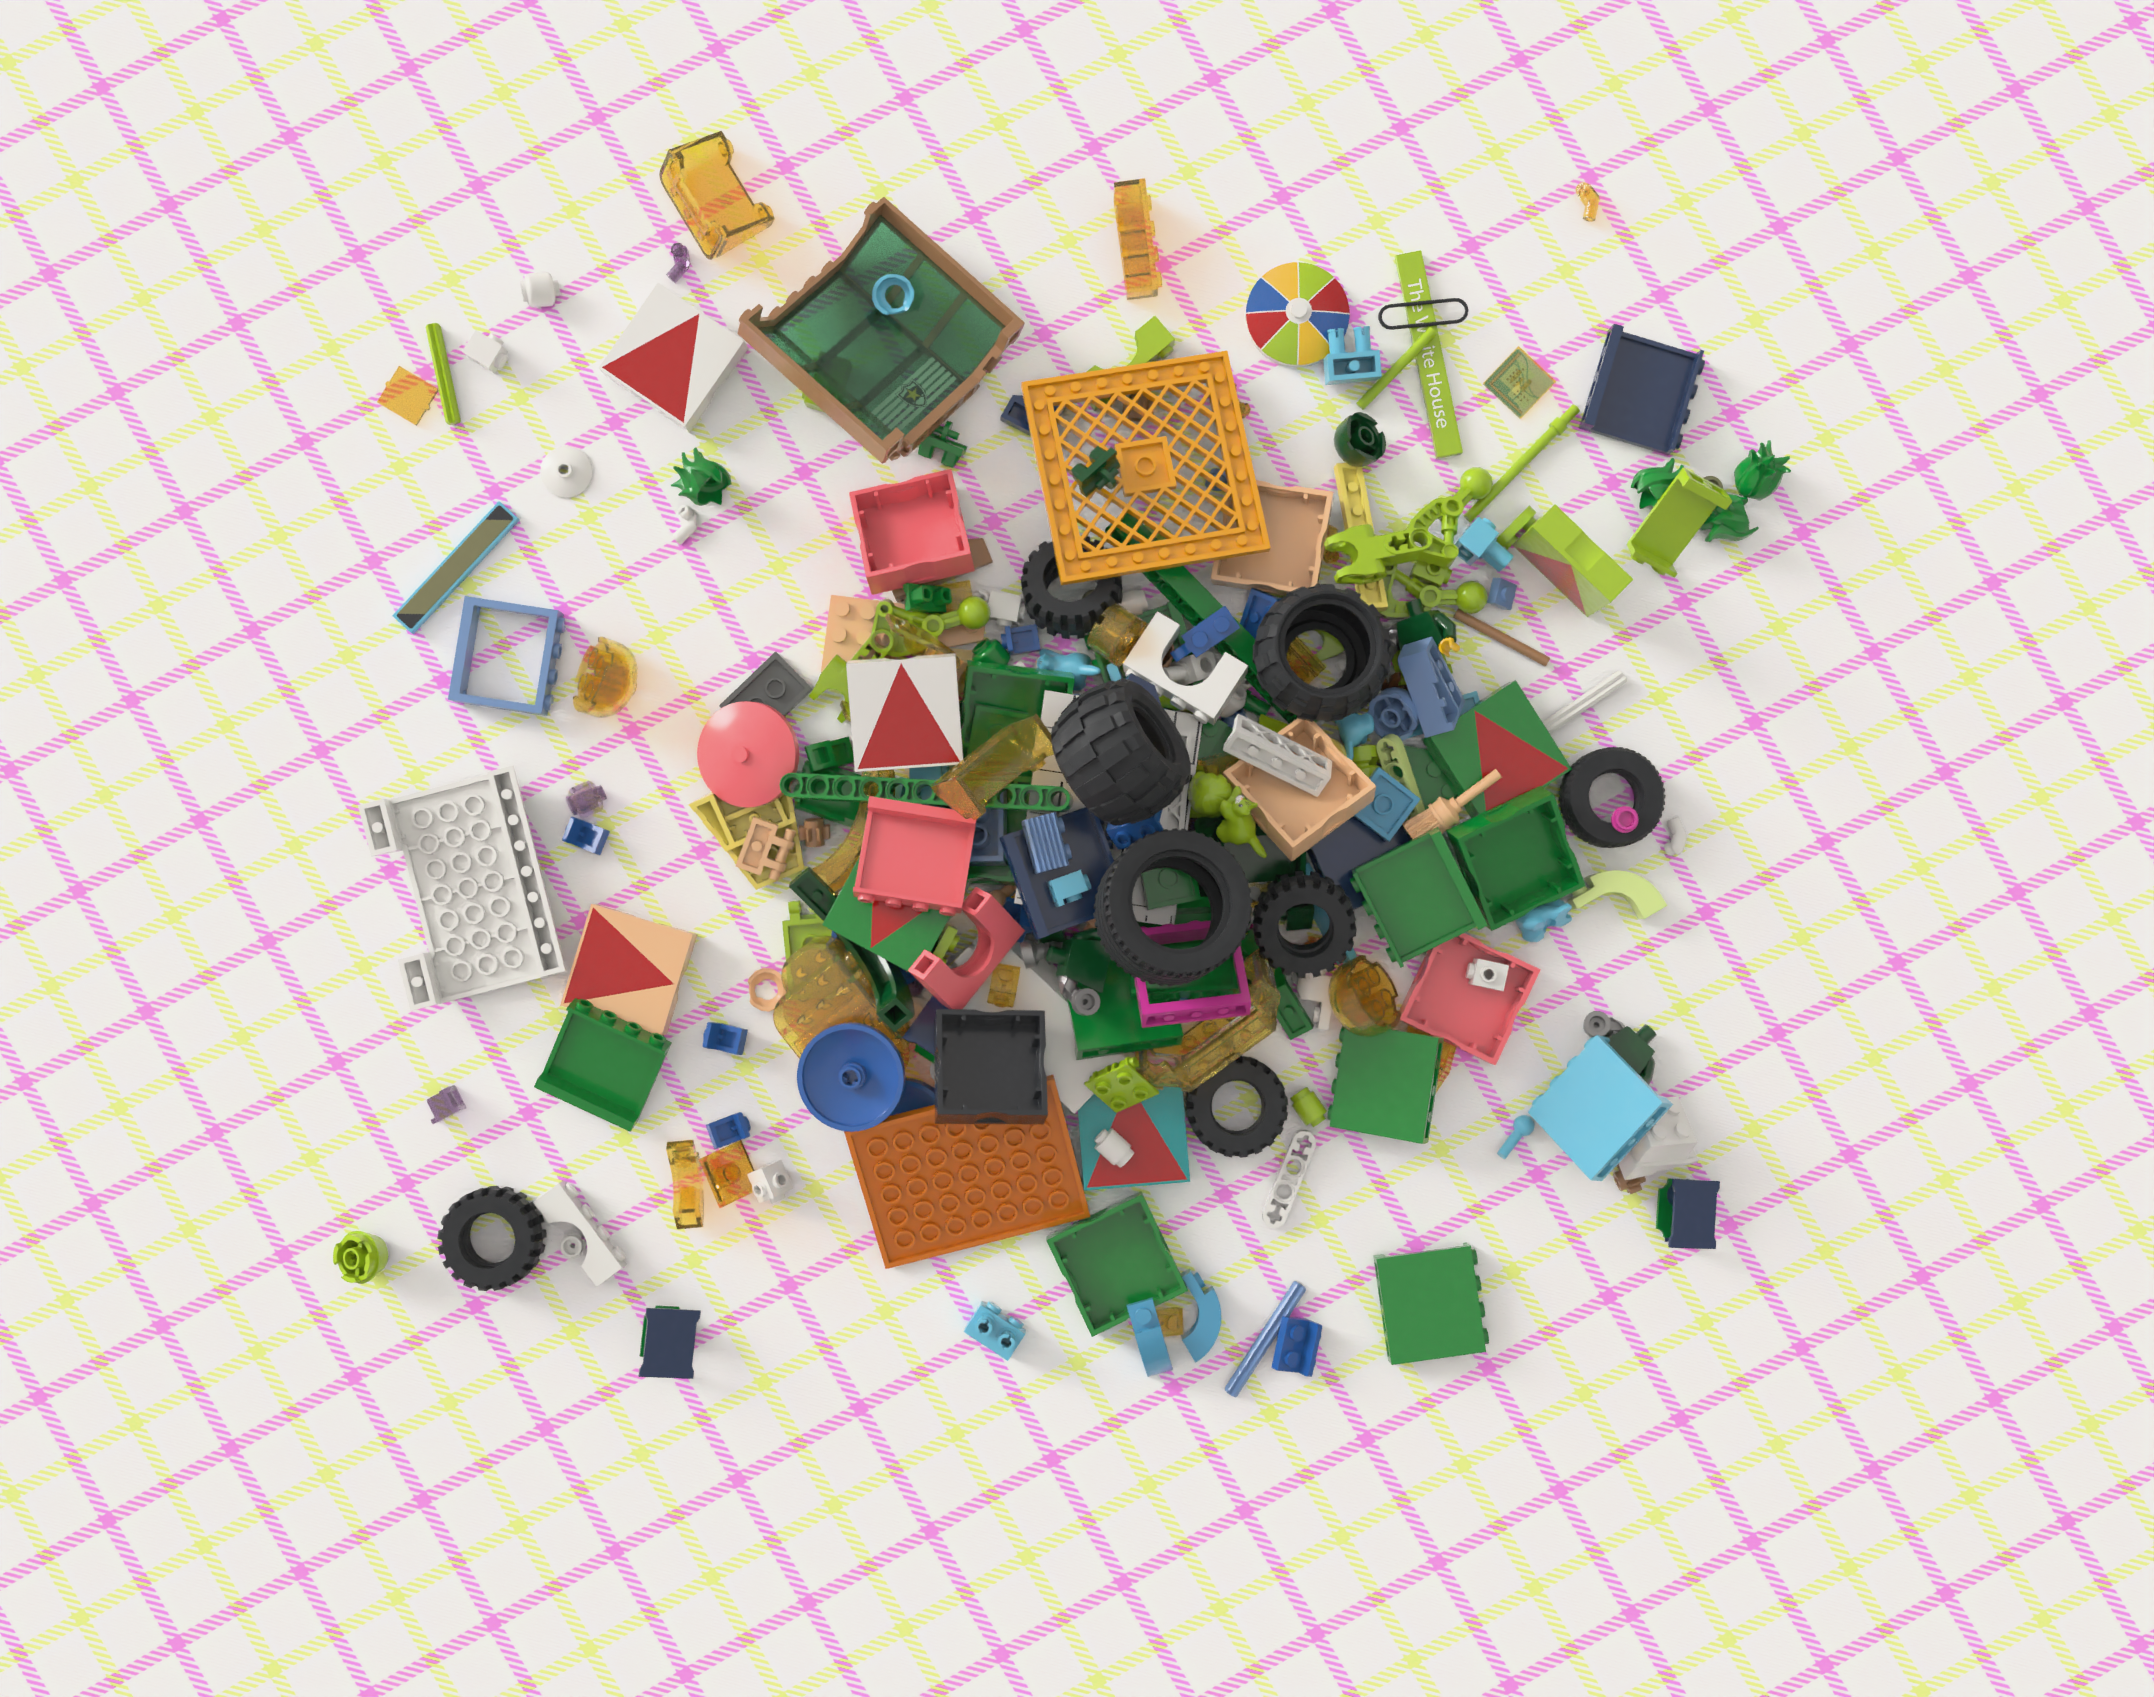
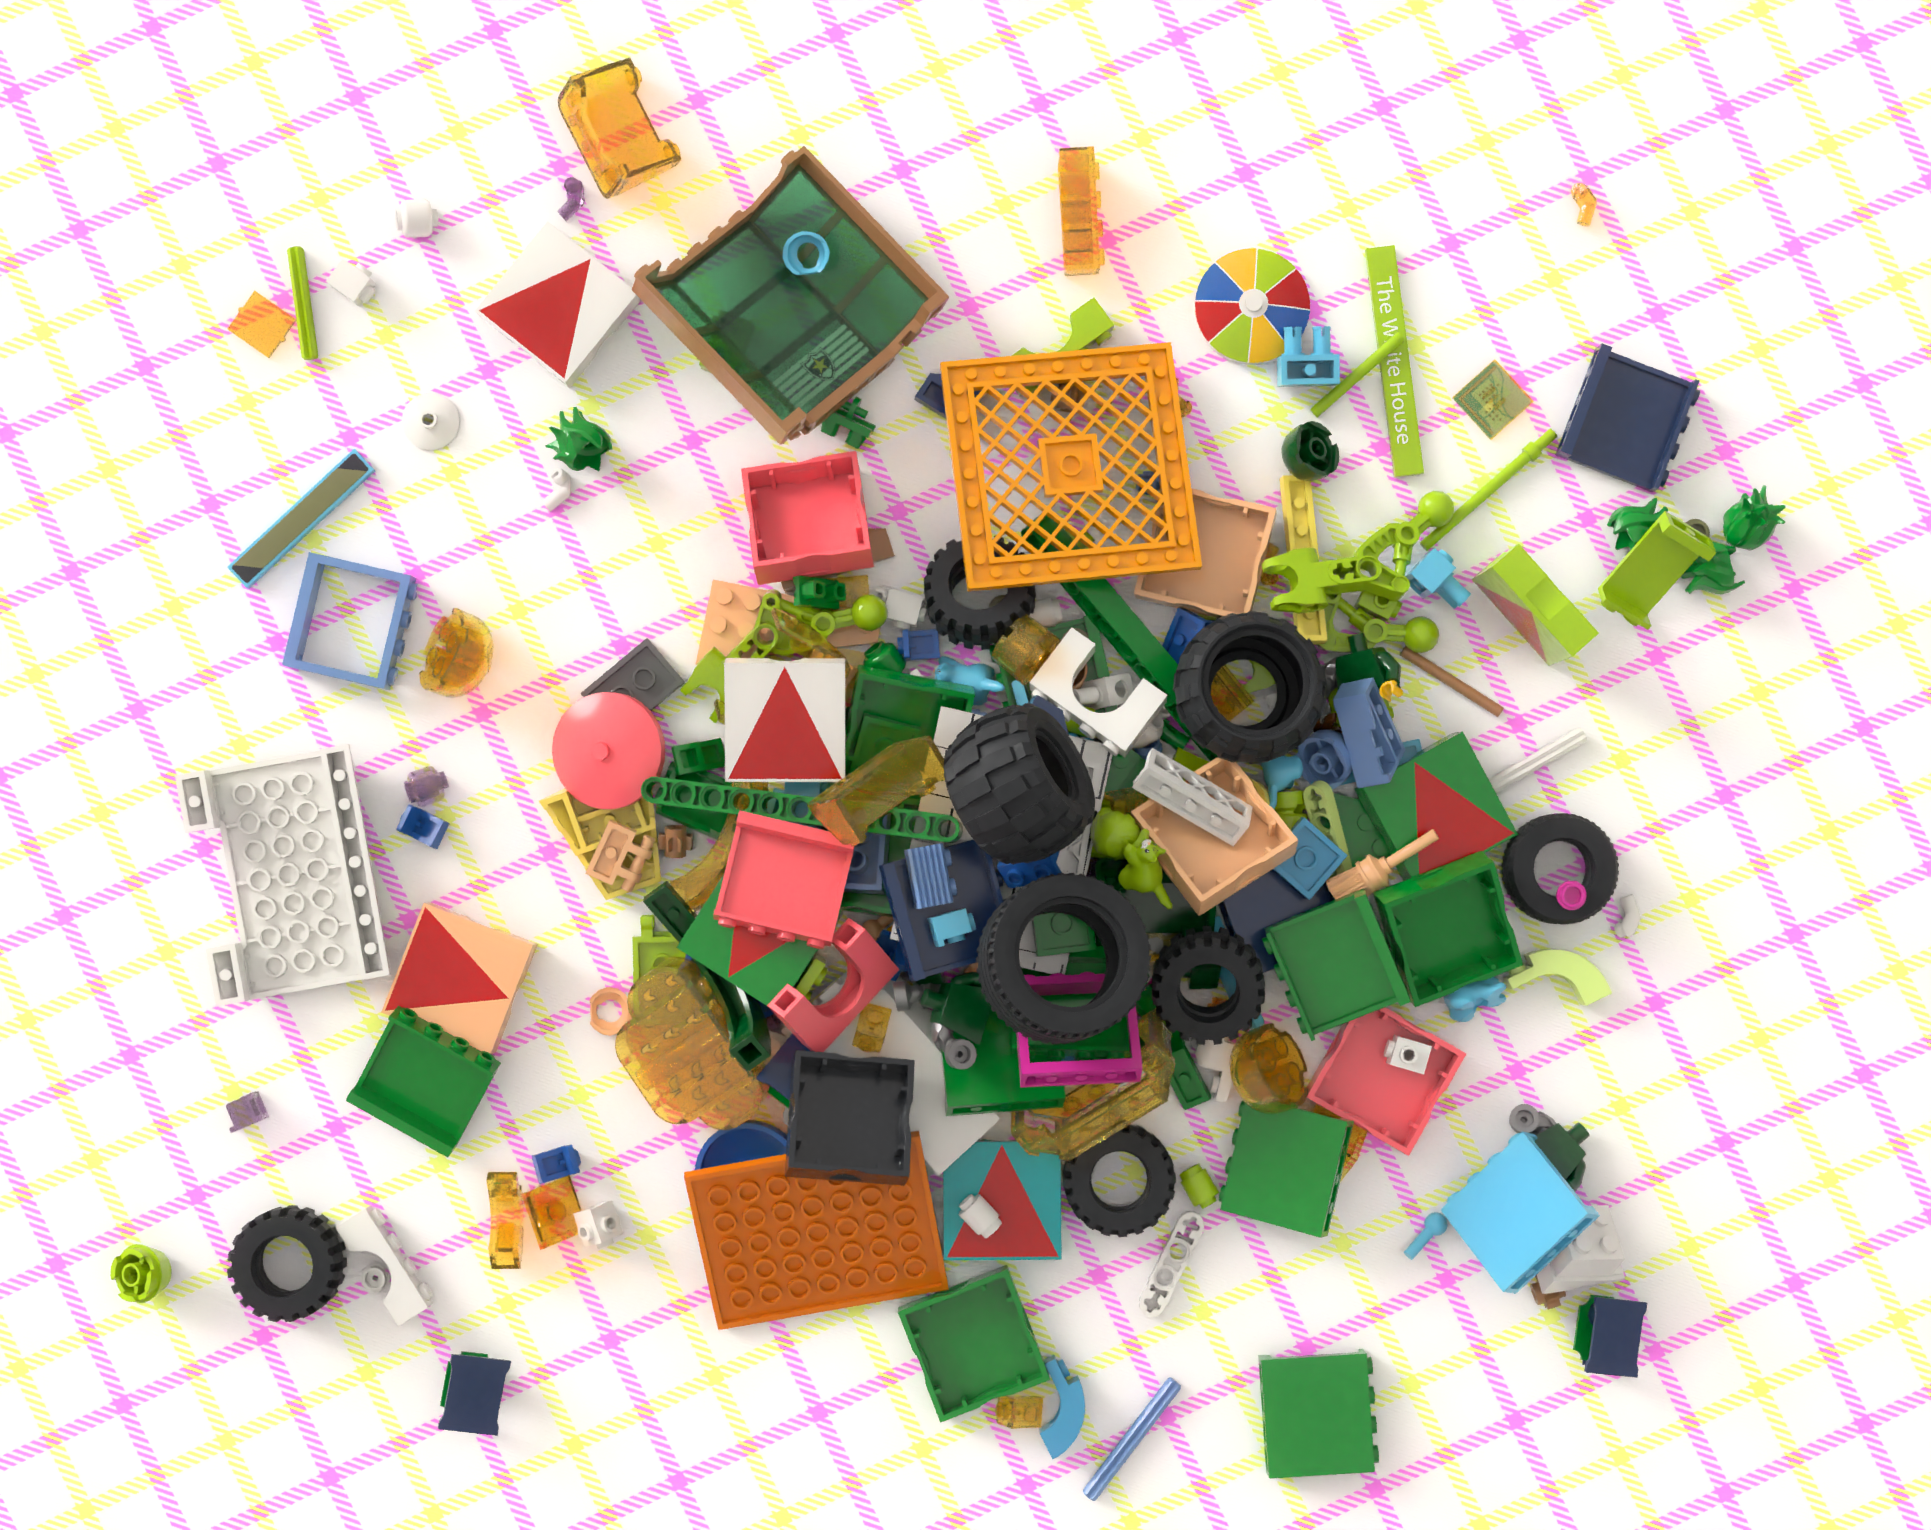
camera: 10 degrees right, 0 degrees up
(724, 1038) = (559, 1061): blue bracket -> none
(851, 1077) = (696, 1117): blue dish -> none
(995, 1330) = (834, 1406): medium azure brick -> none
(1099, 473) = (1019, 470): dark green hips -> none
(1121, 1085) = (992, 1147): lime hinge -> none
(1149, 1337) = (1004, 1428): dark azure arch -> none
(1206, 634) = (1124, 656): blue plate -> none
(1297, 1345) = (1166, 1449): blue bracket -> none
(1423, 303) = (1388, 328): black piece -> none
(1502, 593) = (1455, 633): medium blue plate -> none
(1524, 520) = (1485, 554): lime plate -> none

